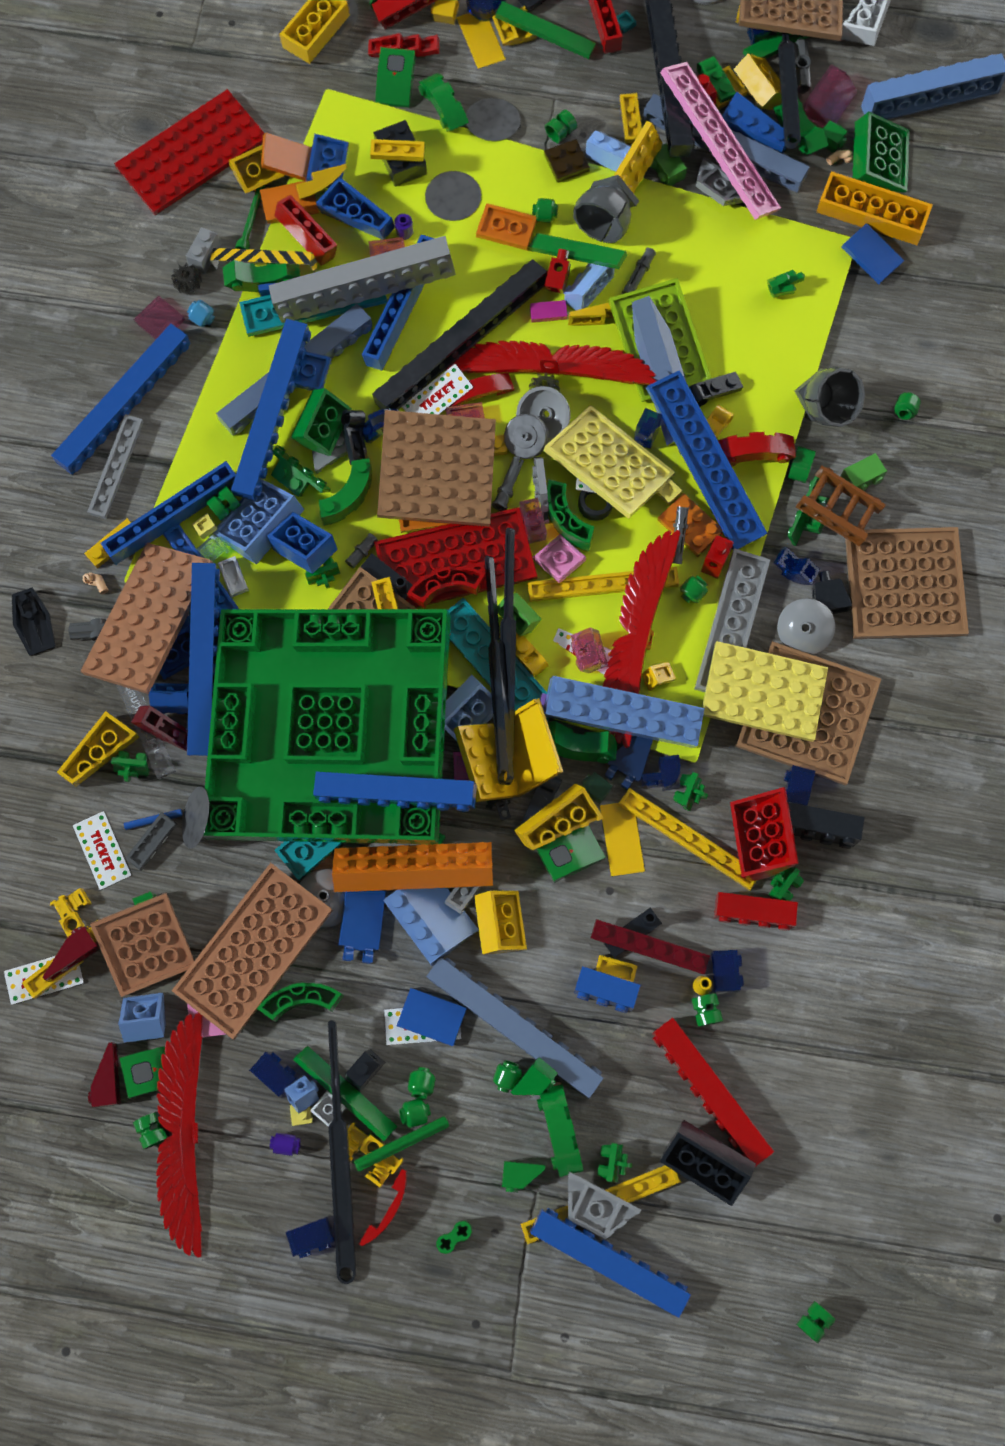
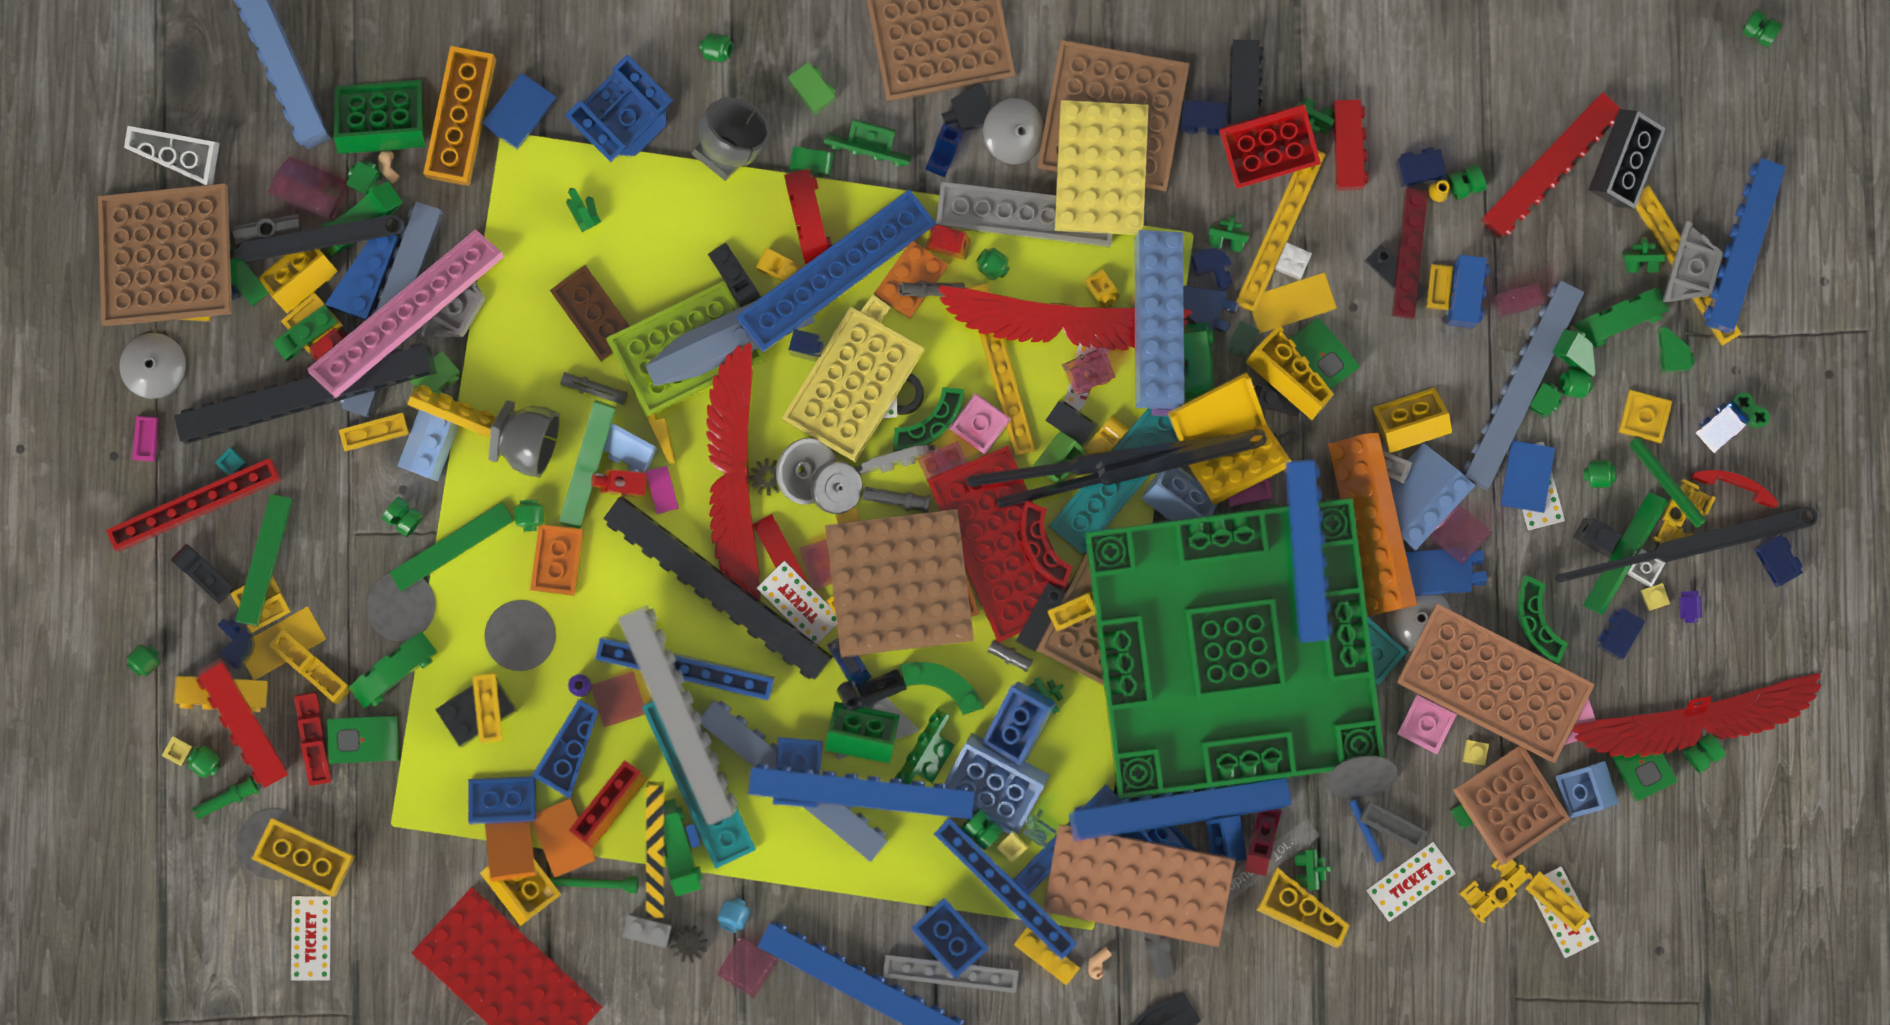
camera: 105 degrees left, 10 degrees up
(72, 952) = (1530, 876): dark red slope -> none
(106, 1083) = (1663, 813): dark red slope -> none
(140, 463) = (949, 938): none -> blue brick
(198, 925) = (1475, 752): none -> light yellow plate
(230, 885) = (1426, 724): none -> bright pink plate
(233, 576) = (1066, 800): white tile -> none
(253, 28) = (310, 938): none -> white sticker
(302, 1094) = (1636, 597): medium blue brick -> none
(320, 180) = (538, 799): yellow slope -> none
(390, 945) = (1460, 534): none -> clear pink tile
(414, 1113) = (1632, 475): green head -> none
(443, 1206) = (1723, 425): none -> brick
(462, 50) = (310, 667): none -> yellow slope
(466, 1137) = (1645, 416): none -> yellow tile
(497, 1045) = (1546, 400): none -> green brick
(531, 155) = (451, 547): none -> green tile
(548, 630) = (1071, 421): none -> black hinge
(566, 160) = (450, 502): dark brown plate -> none
(591, 1037) = (1518, 300): none -> clear pink brick
(658, 844) = (1293, 261): none -> white piece
(705, 277) = (590, 310): none -> reddish brown plate
(840, 523) = (885, 106): dark orange fence -> none
(860, 326) = (622, 111): none -> blue slope

